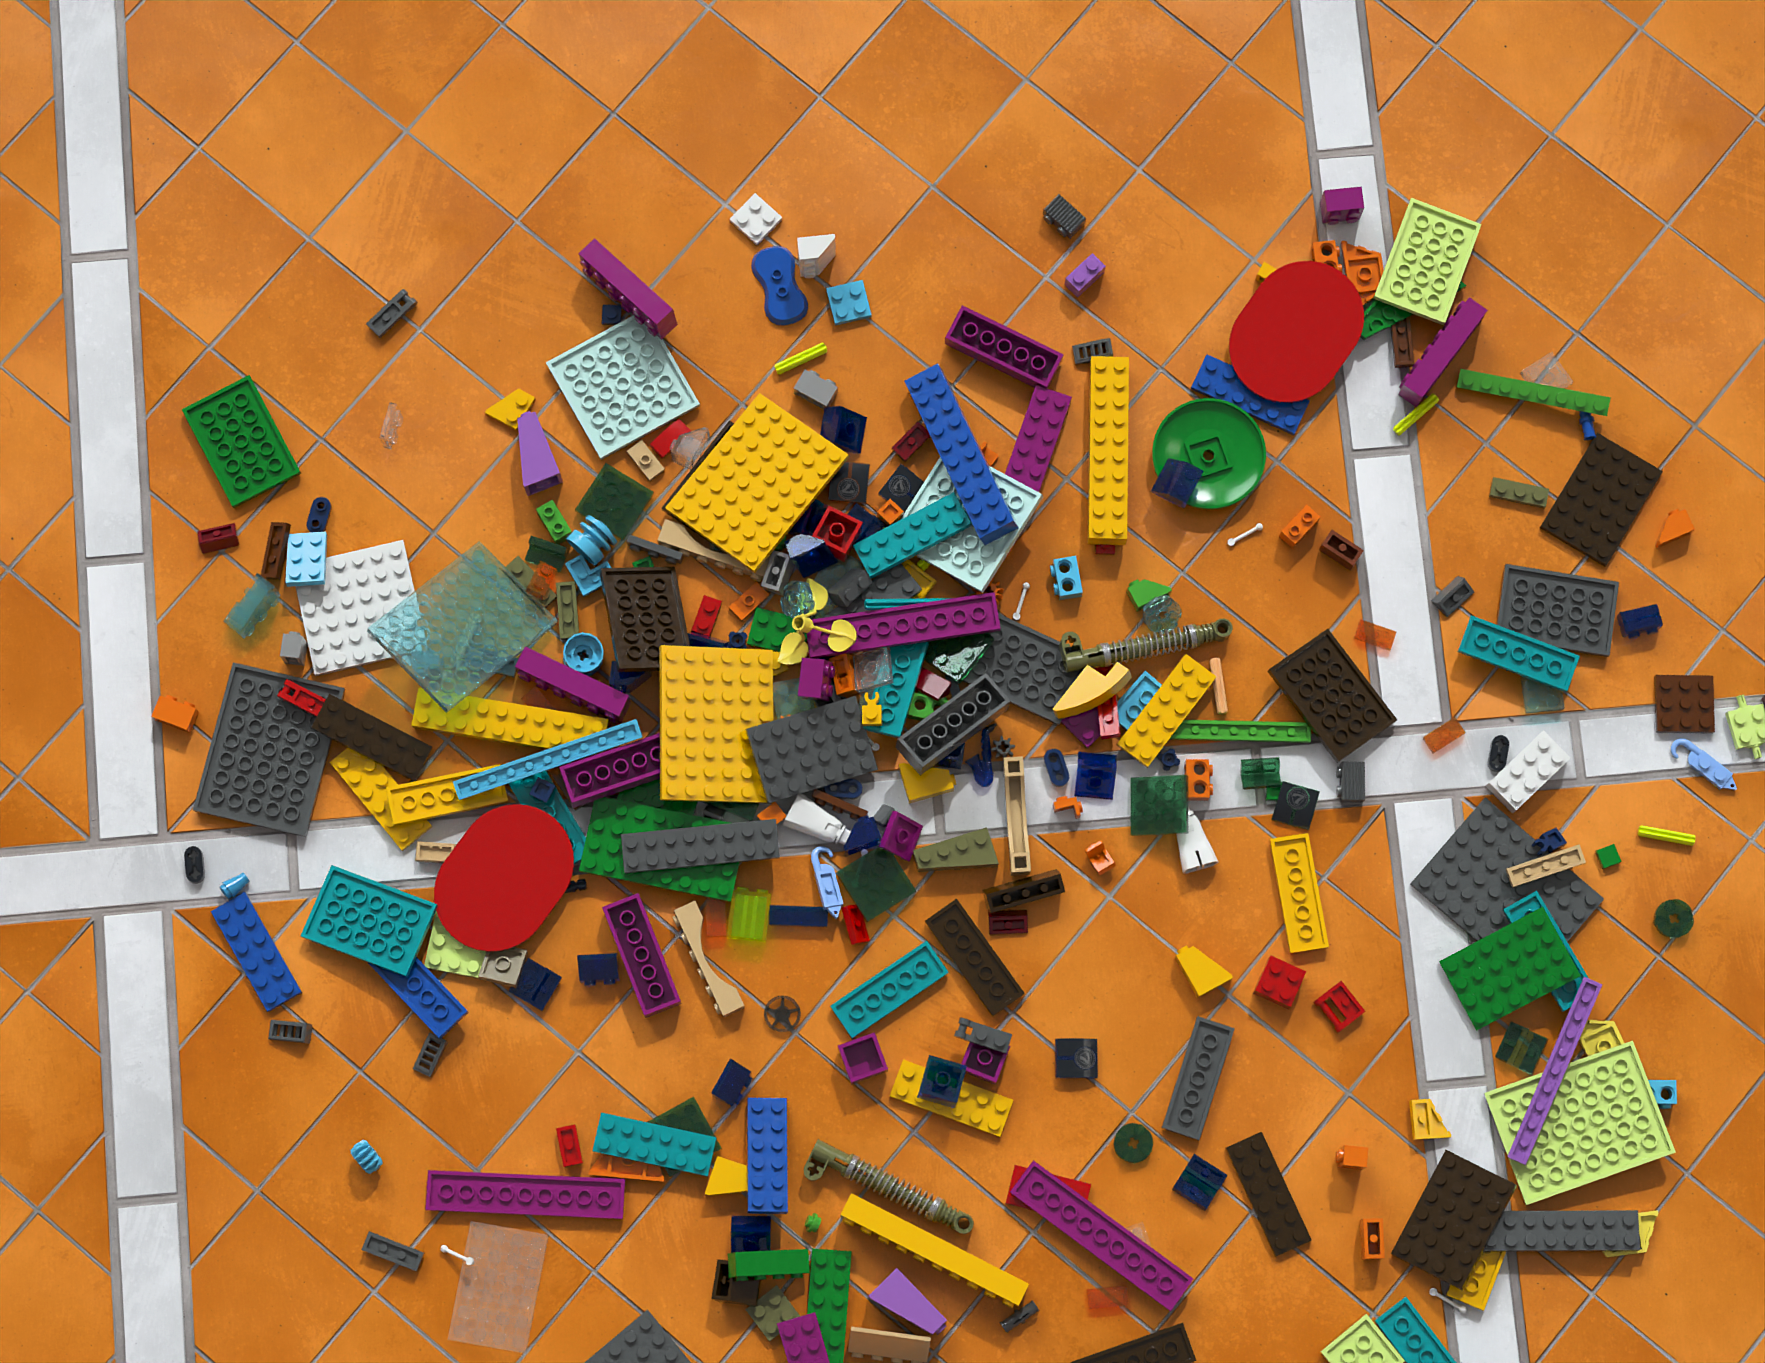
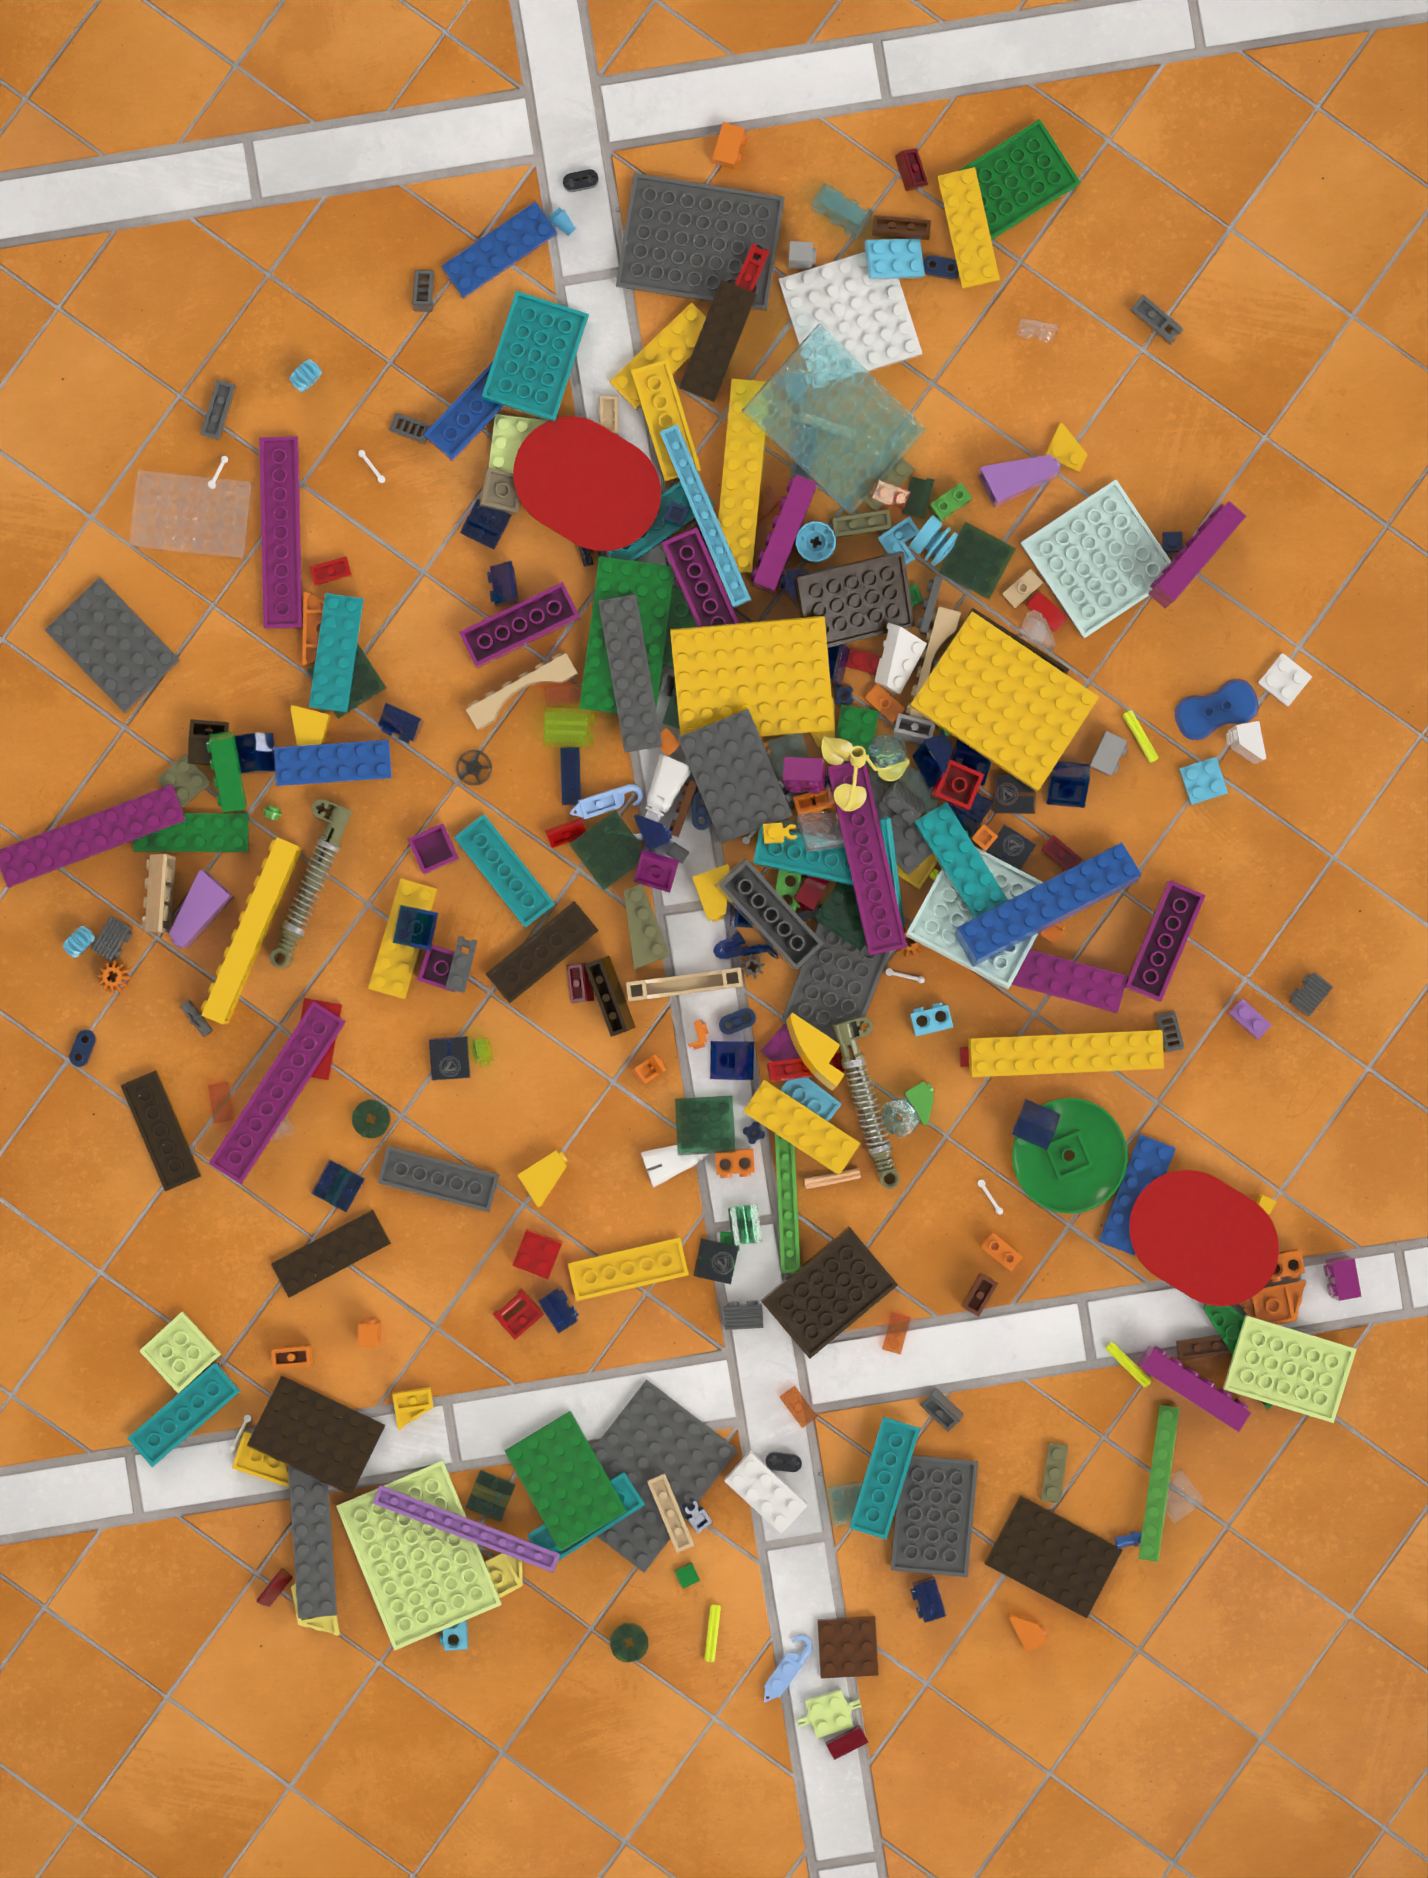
camera: 85 degrees right, 10 degrees up
(283, 485) = (968, 228): none -> yellow plate
(451, 1106) = (381, 479): none -> white hinge
(706, 582) = (899, 658): none -> white wedge
(1072, 1024) = (482, 1052): none -> clear neon green brick
(1337, 965) = (558, 1309): none -> clear blue brick
(1607, 1275) = (274, 1588): none -> dark red slope

